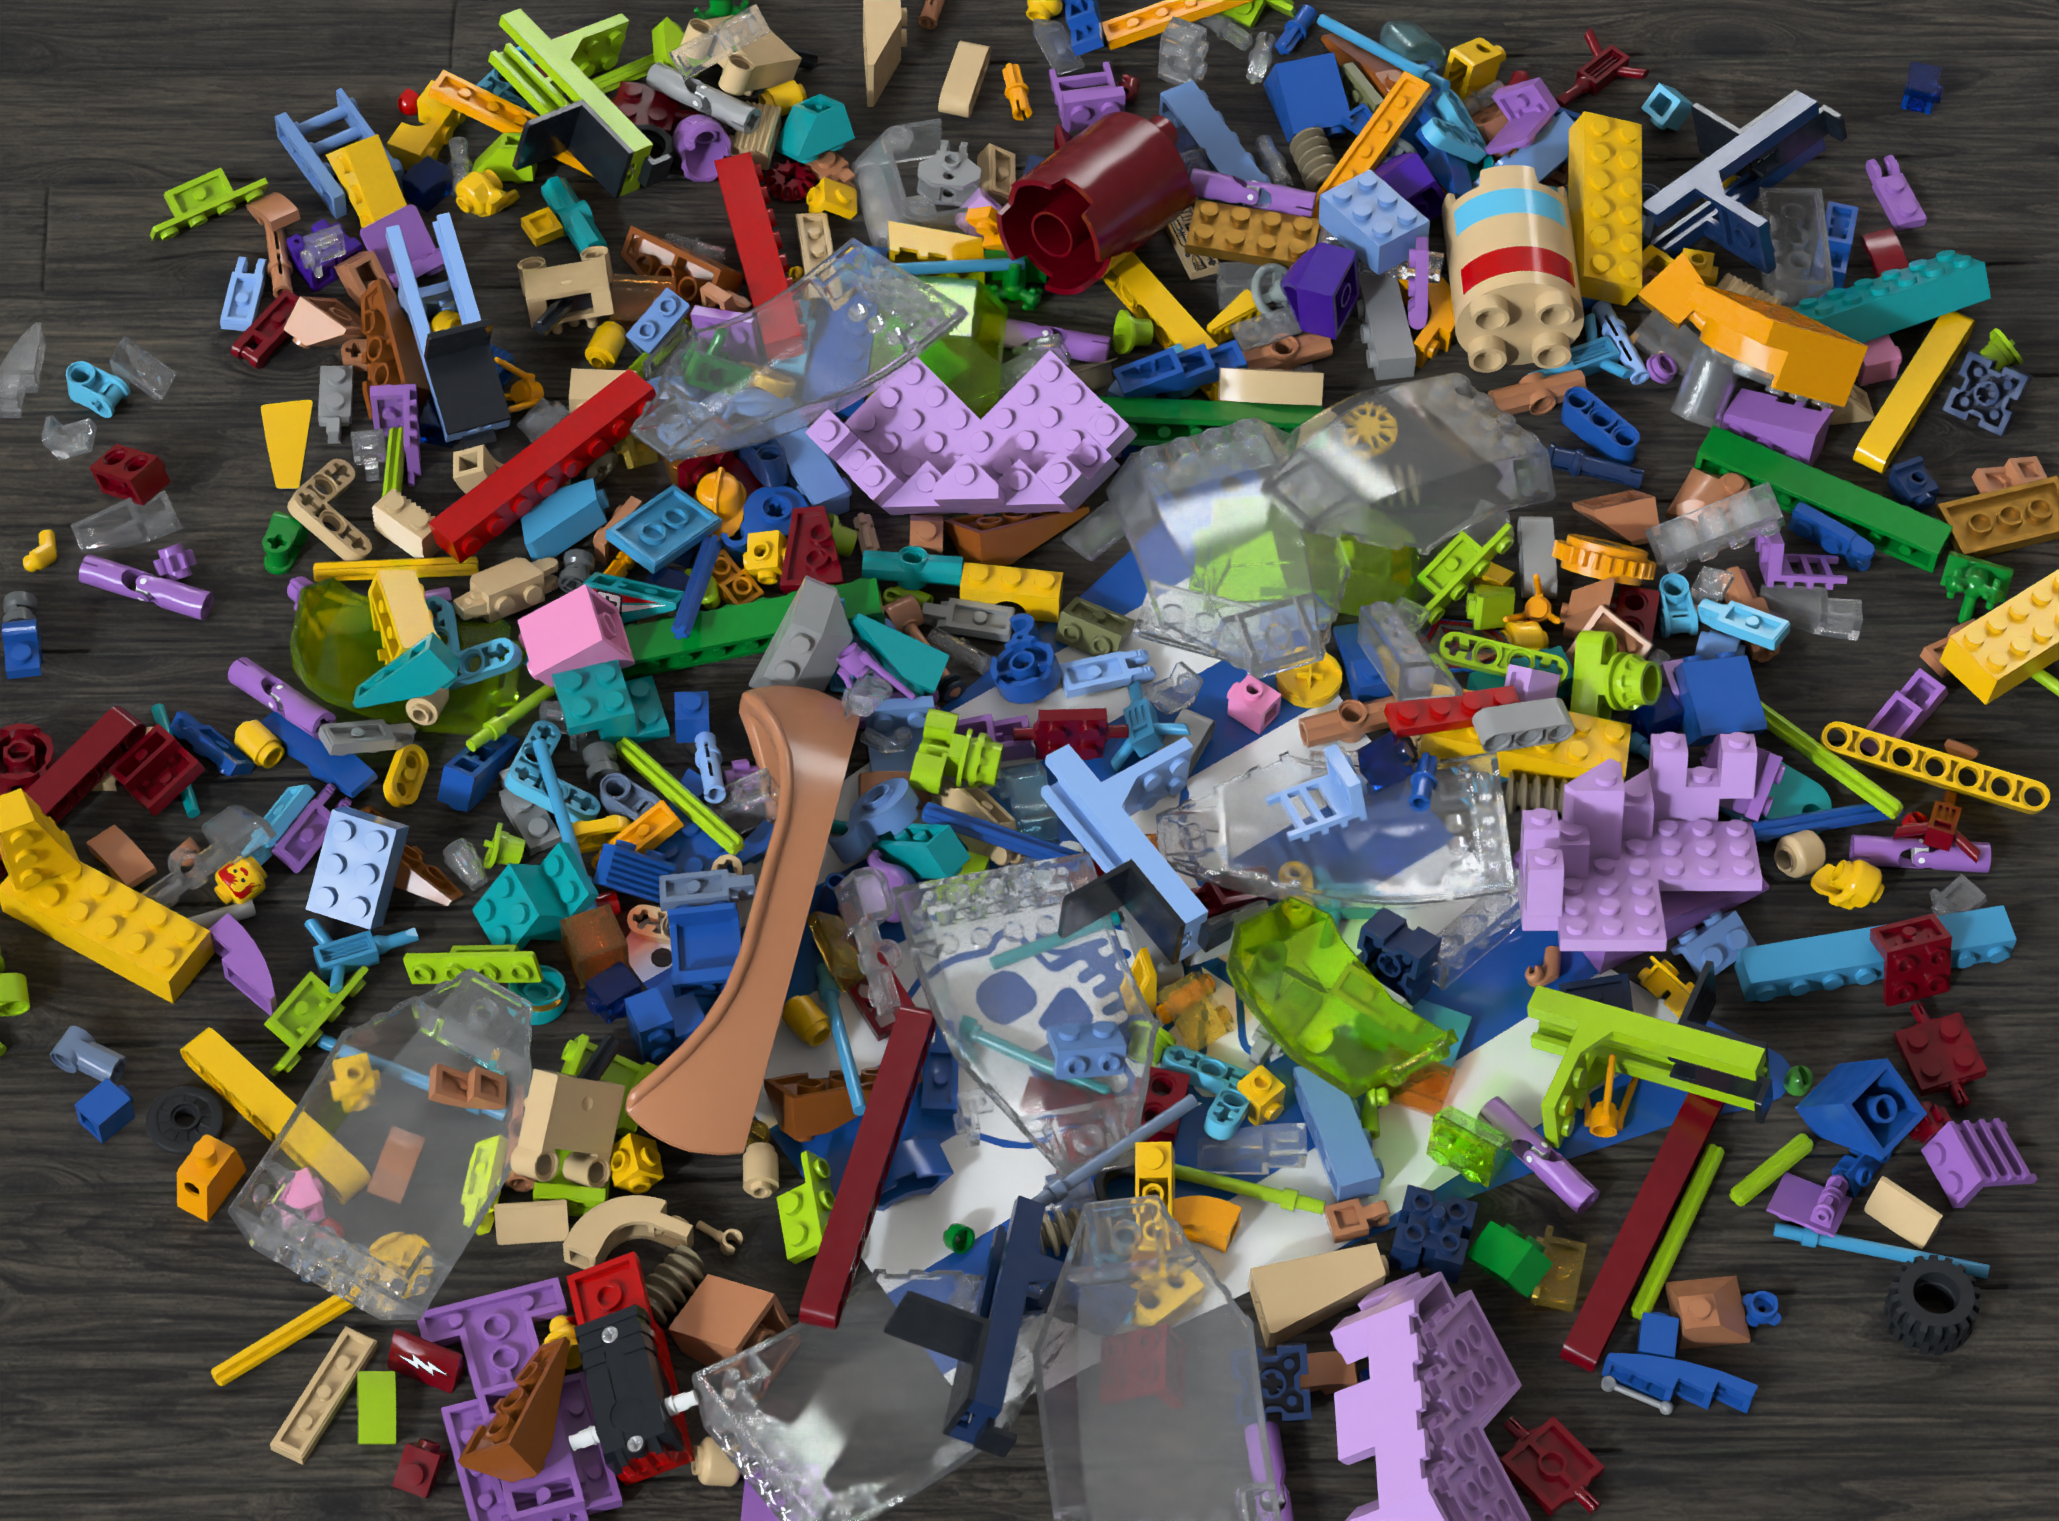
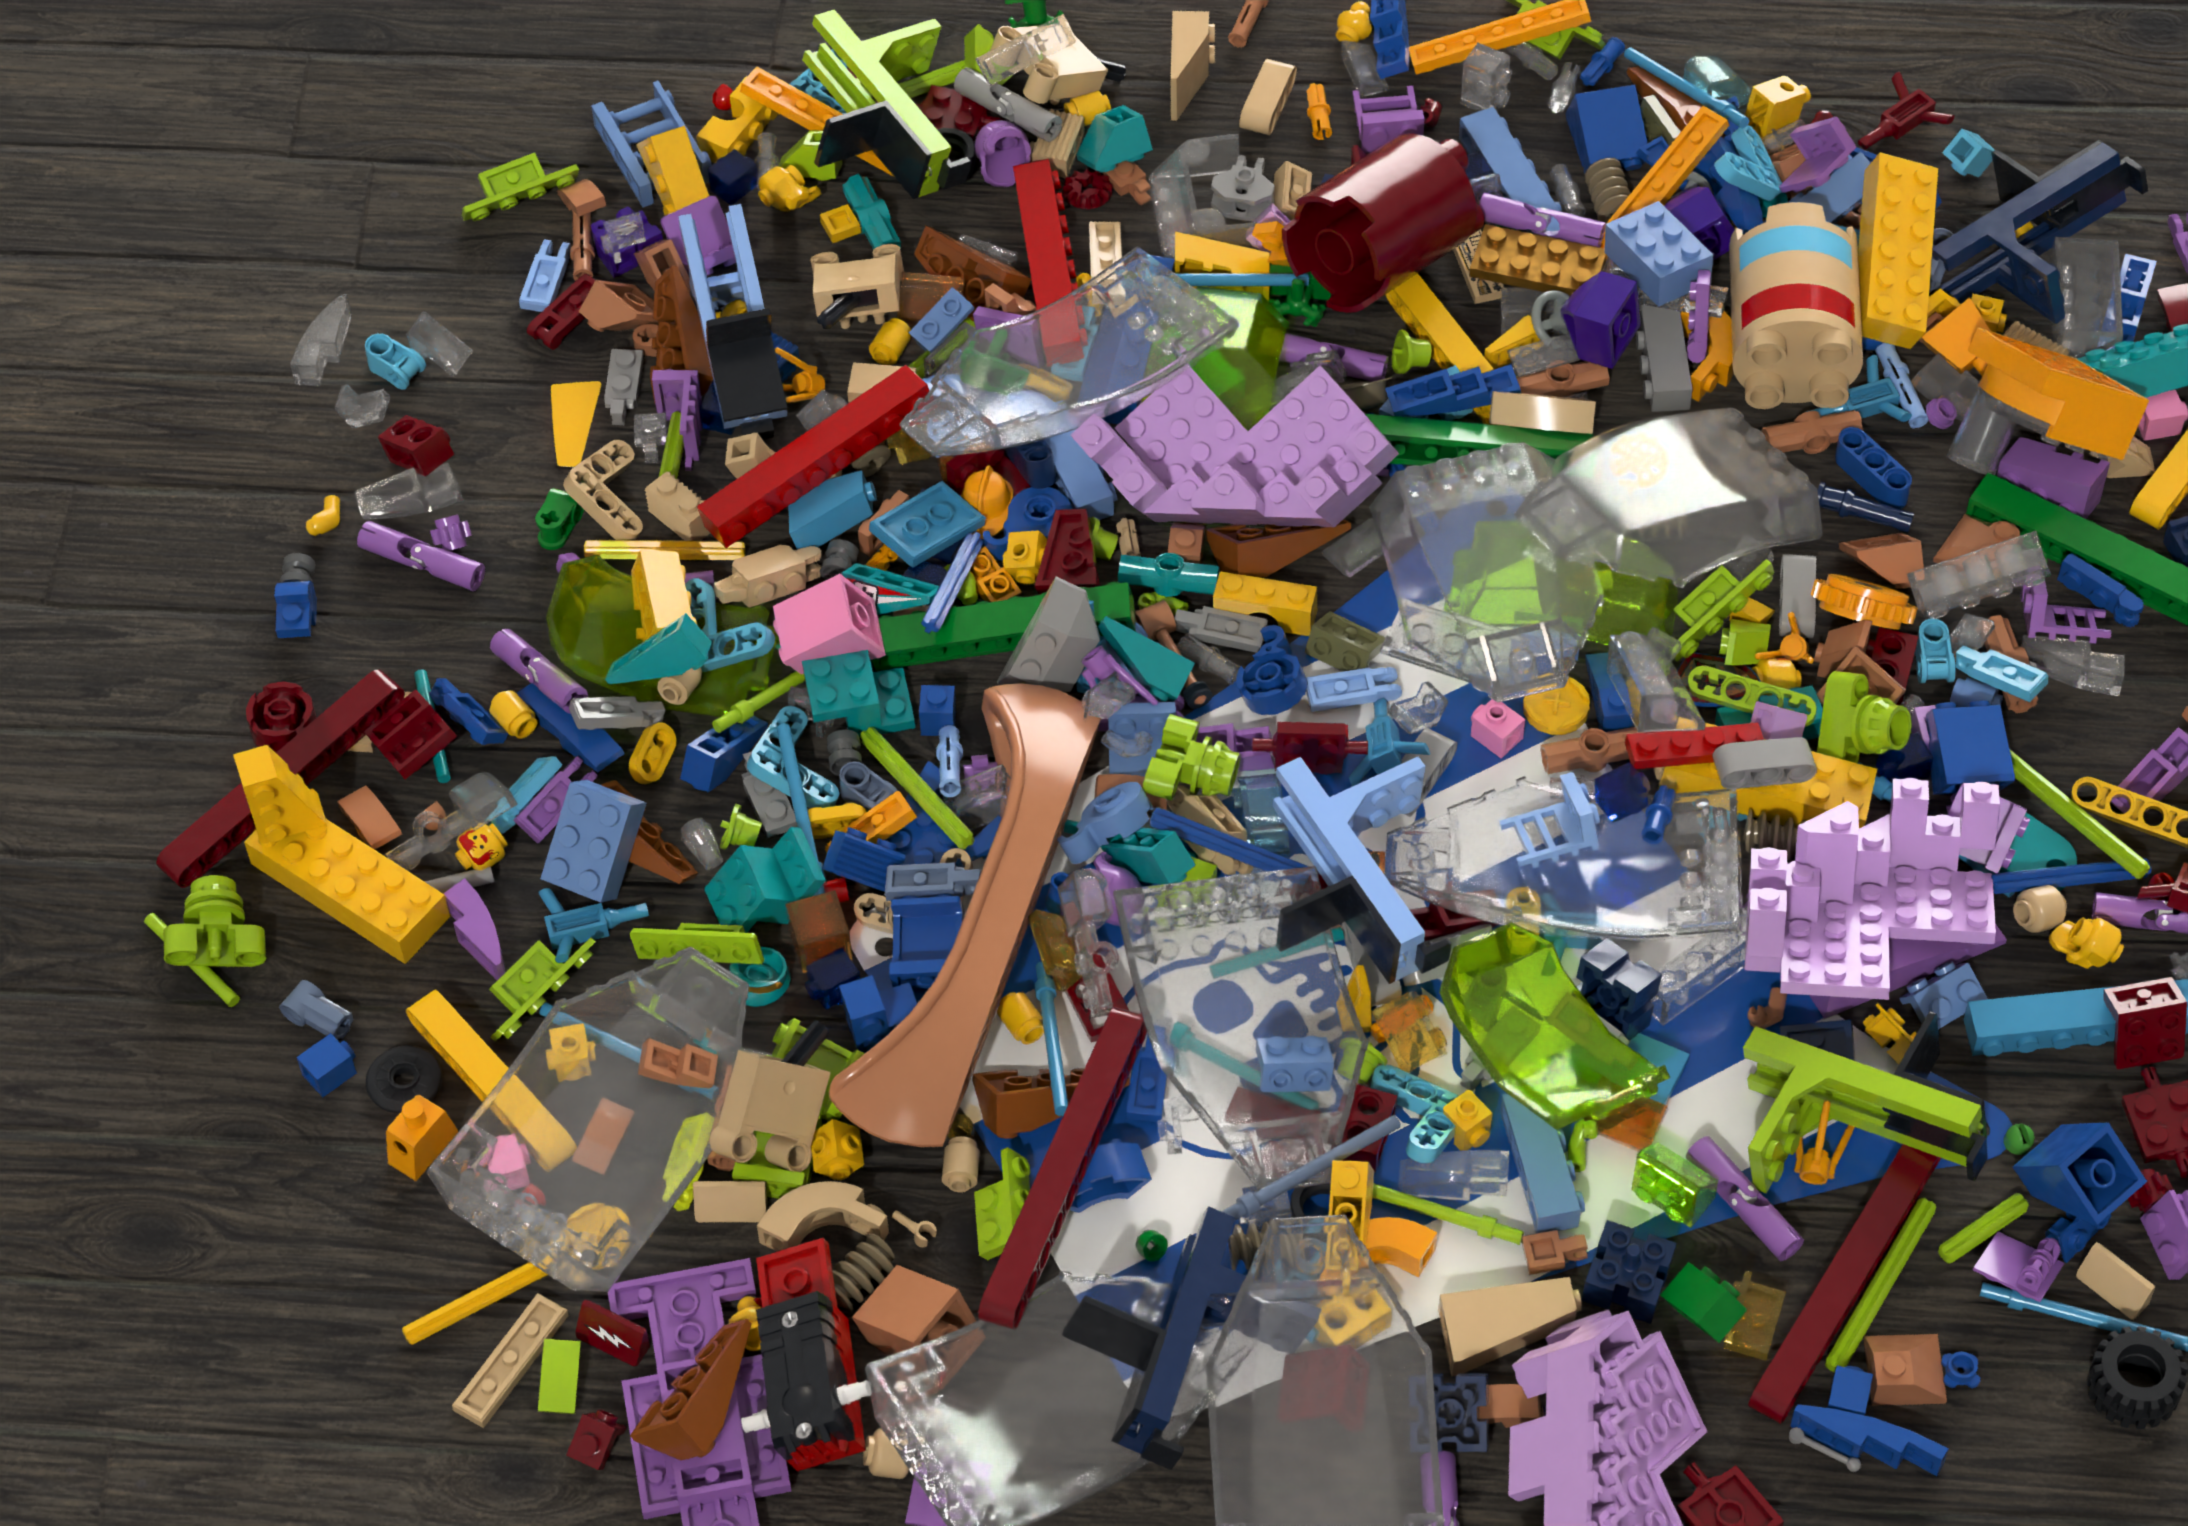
camera: 10 degrees right, 0 degrees up
(833, 197) = (1127, 207): yellow bracket -> none

